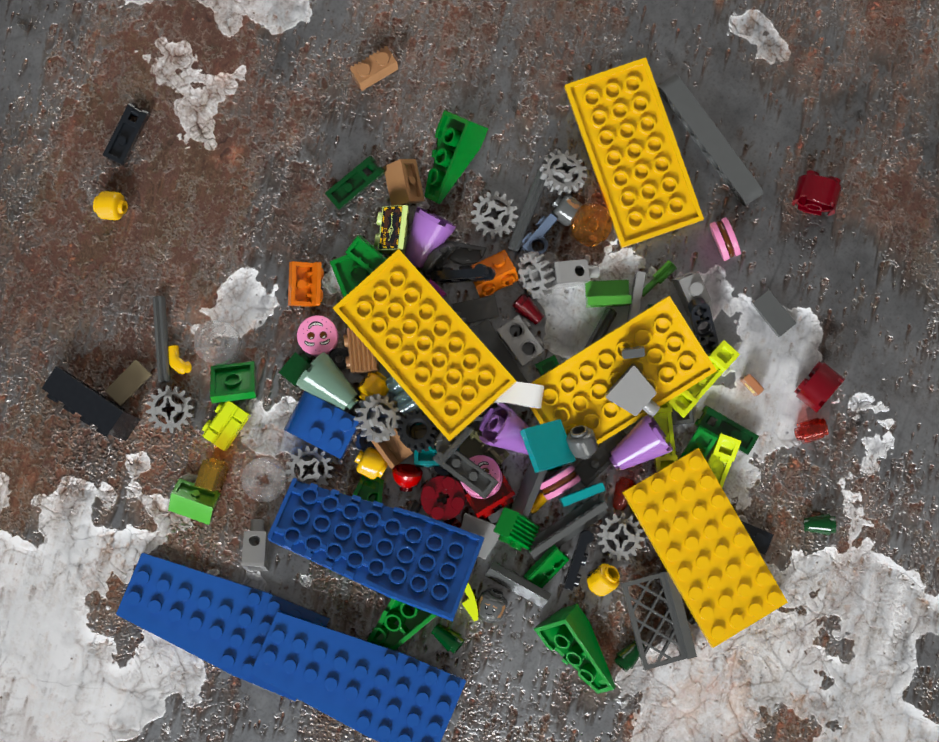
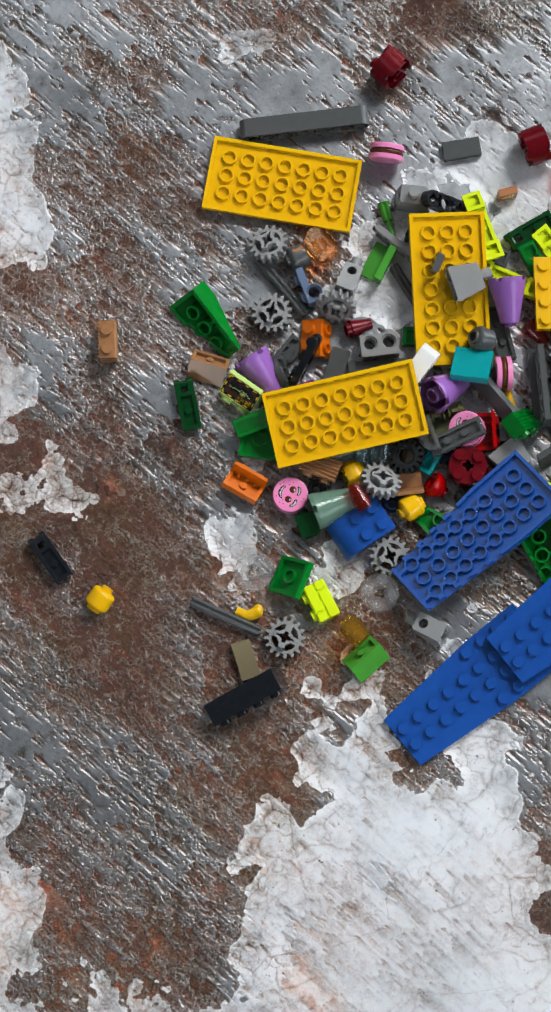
camera: 55 degrees left, 5 degrees down
(346, 406) = (359, 497): none -> clear red cone
(581, 494) = (521, 361): teal tile -> none

